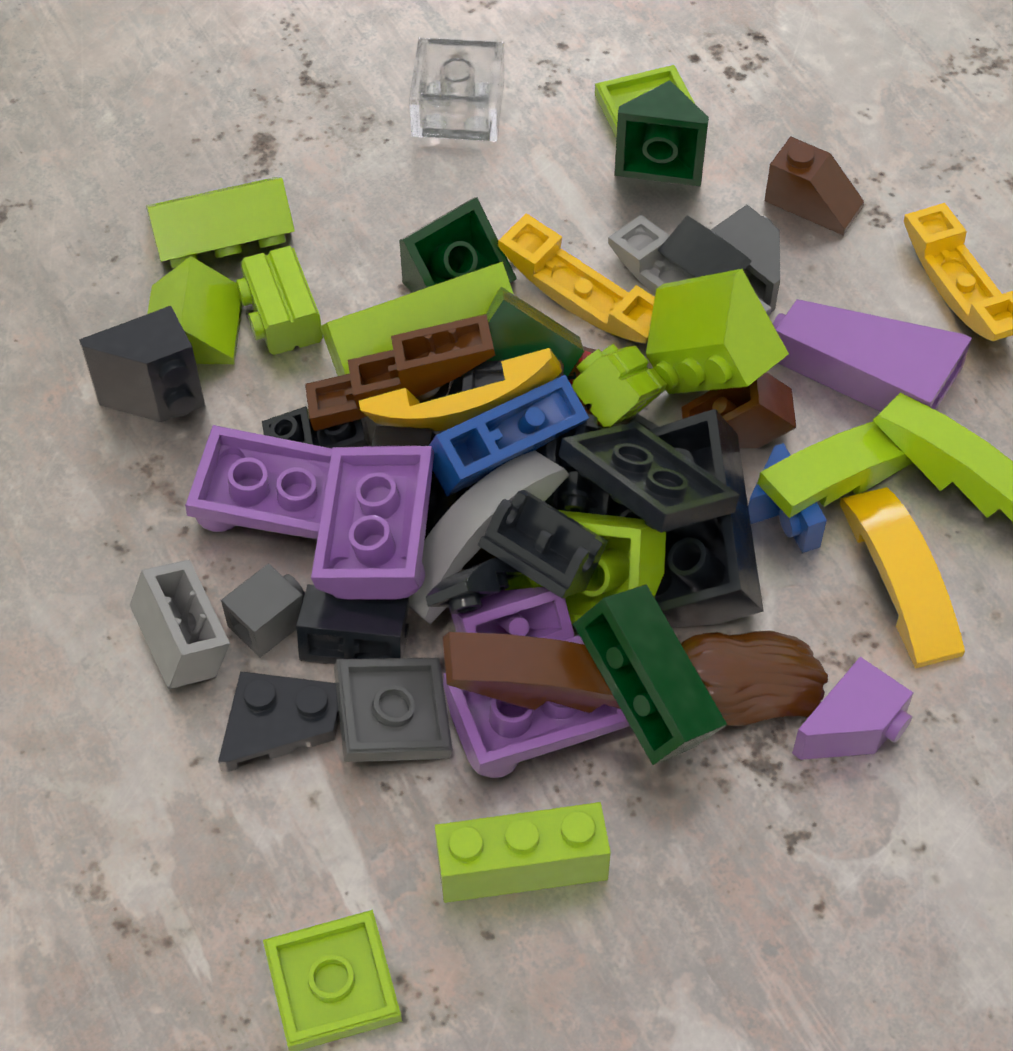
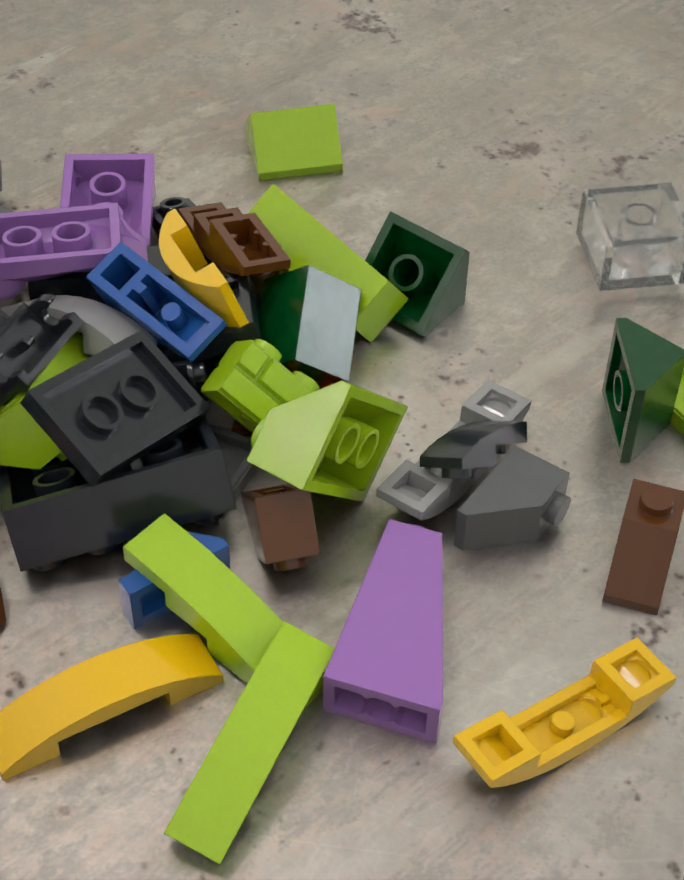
camera: 75 degrees right, 10 degrees down
(145, 367) = (212, 111): black slope -> none
(221, 220) = (405, 128): lime slope -> none
(280, 301) = (328, 178): lime brick -> none
(574, 285) = (432, 363): yellow slope -> none

